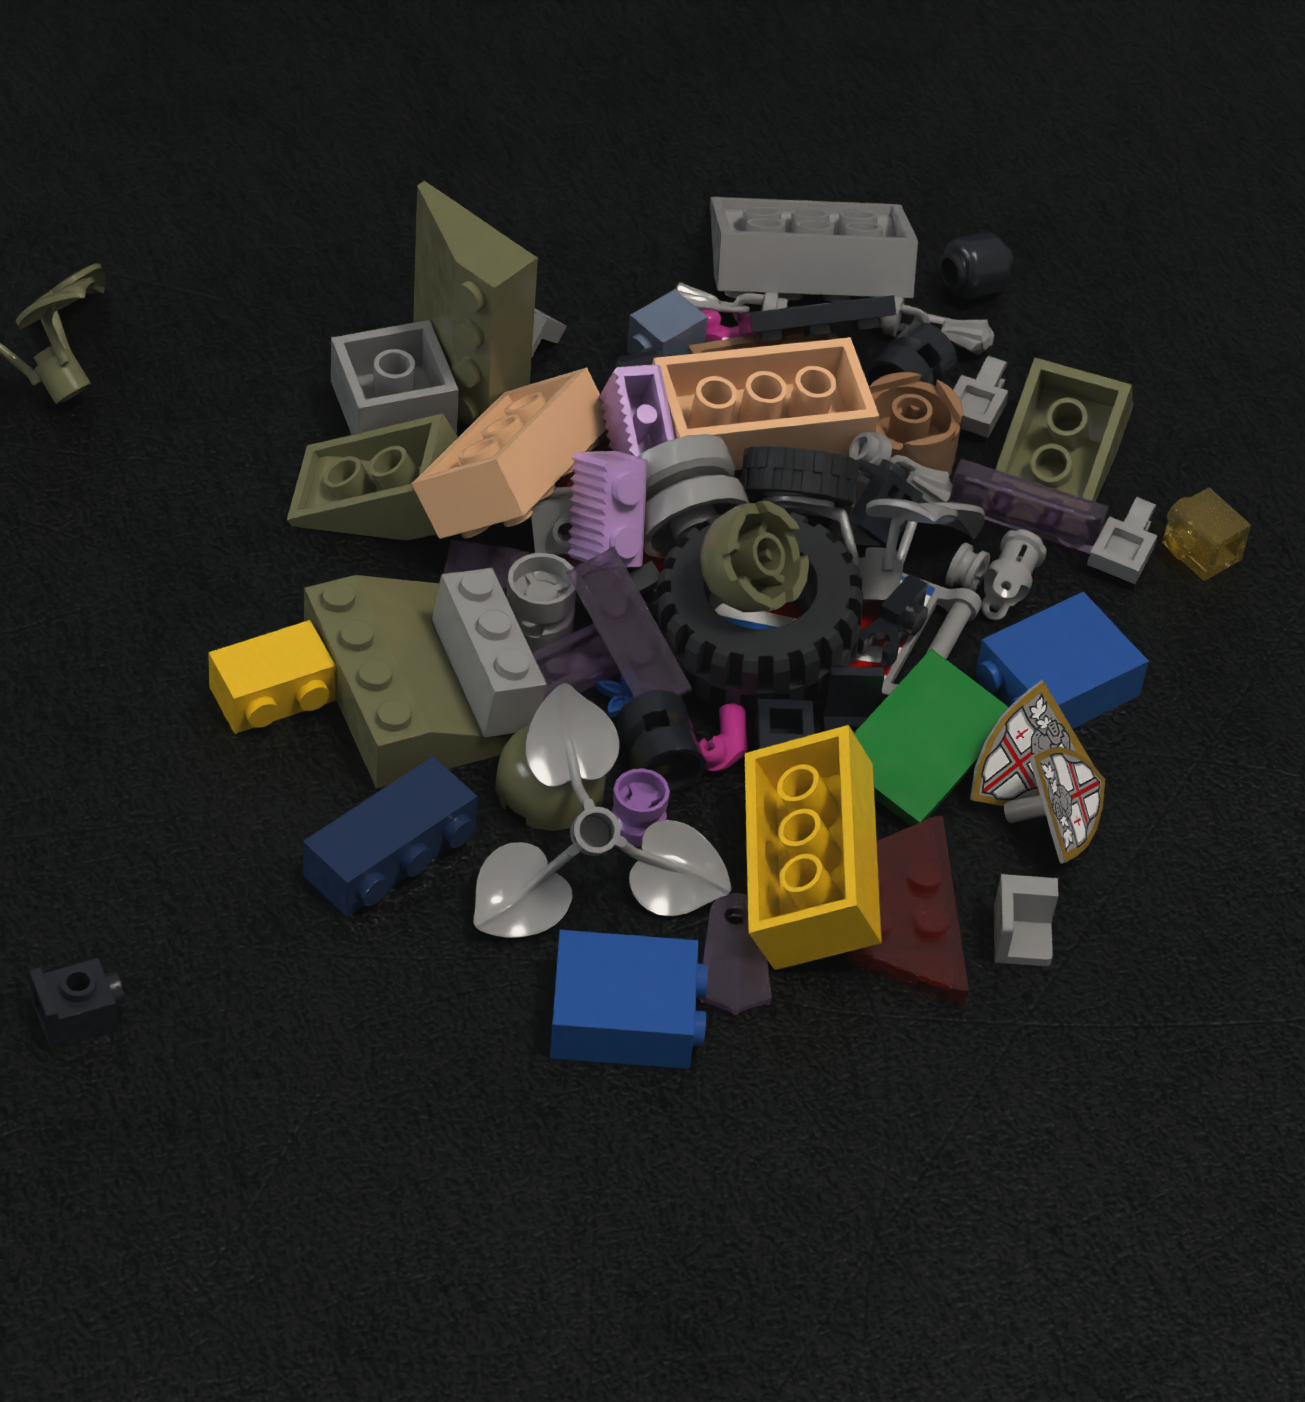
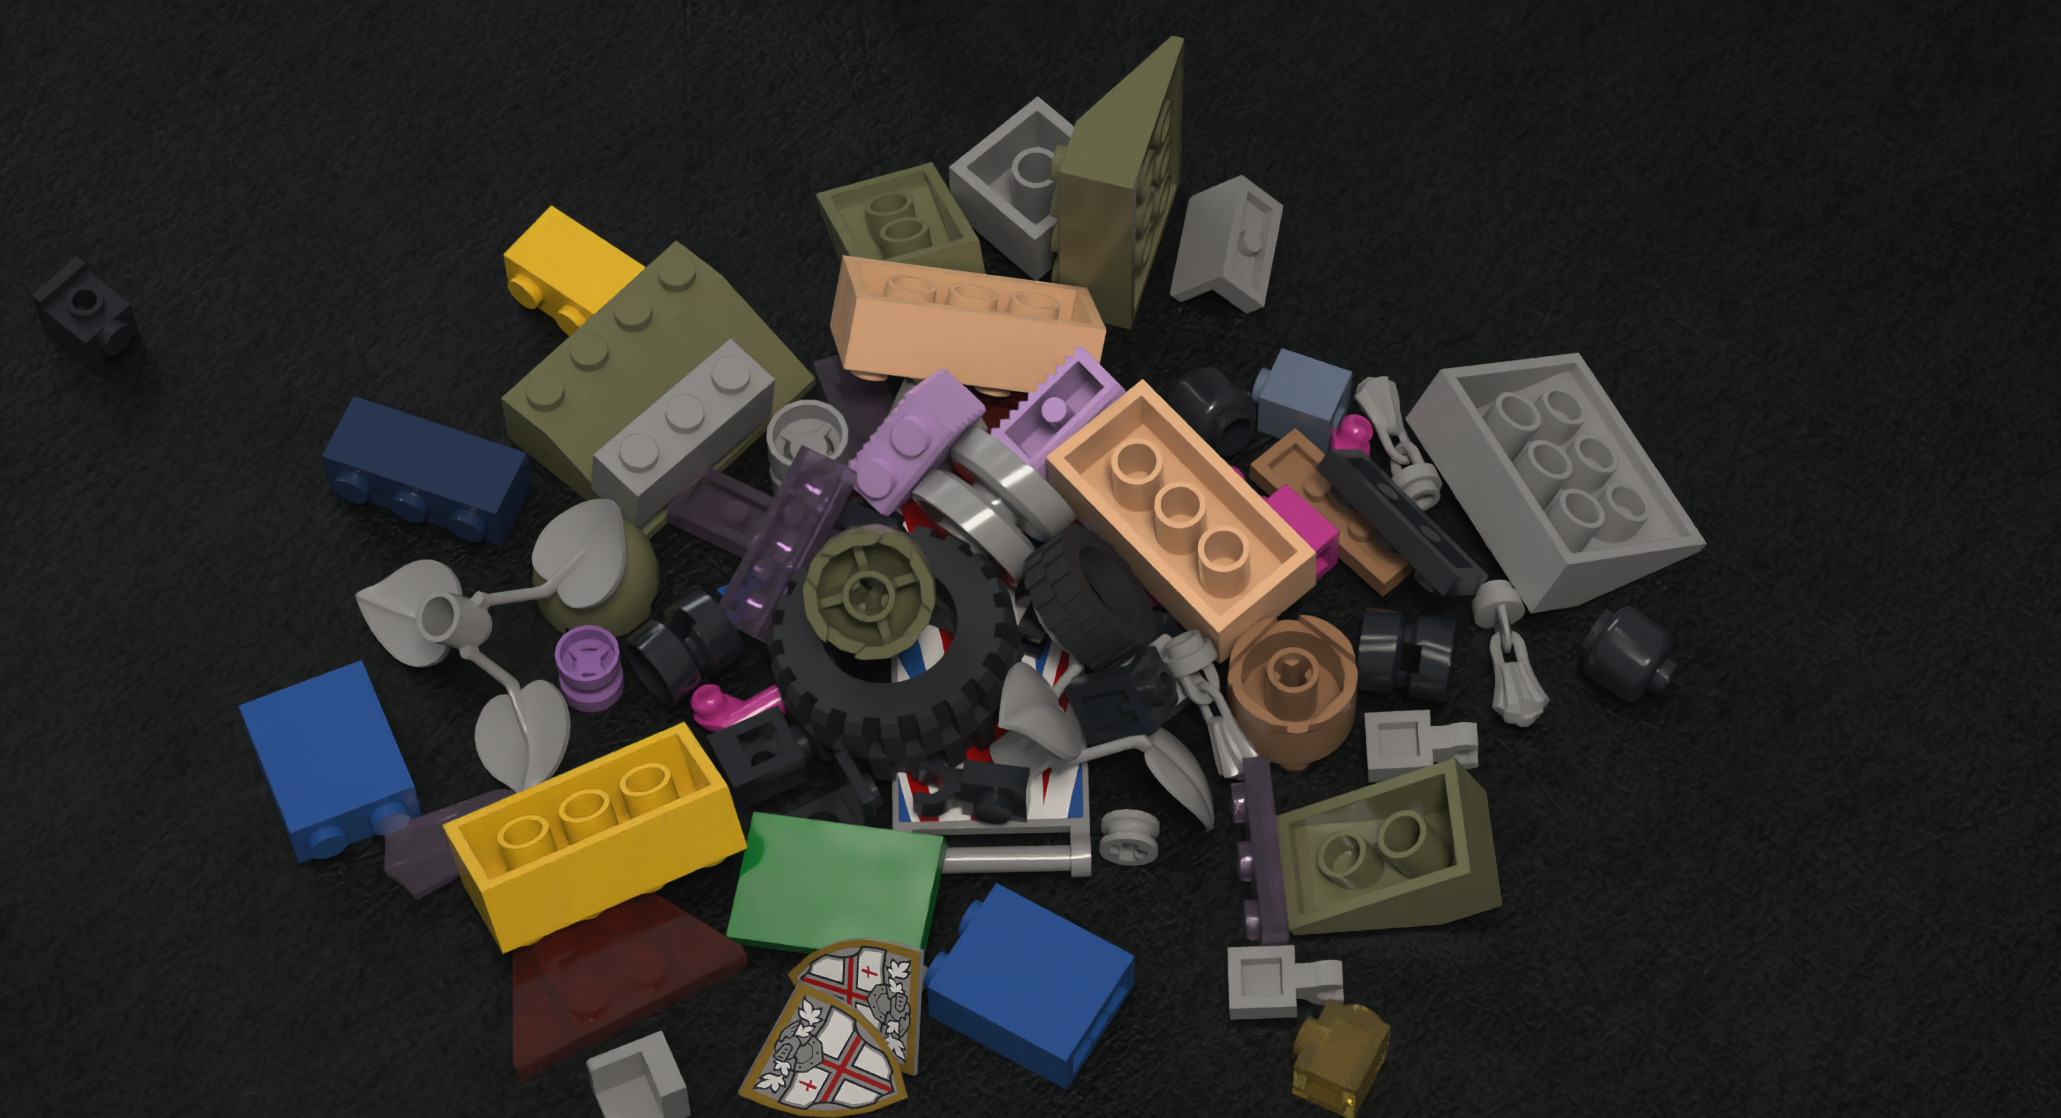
camera: 70 degrees right, 10 degrees up
(1010, 576) = (1143, 883): light grey piece -> none

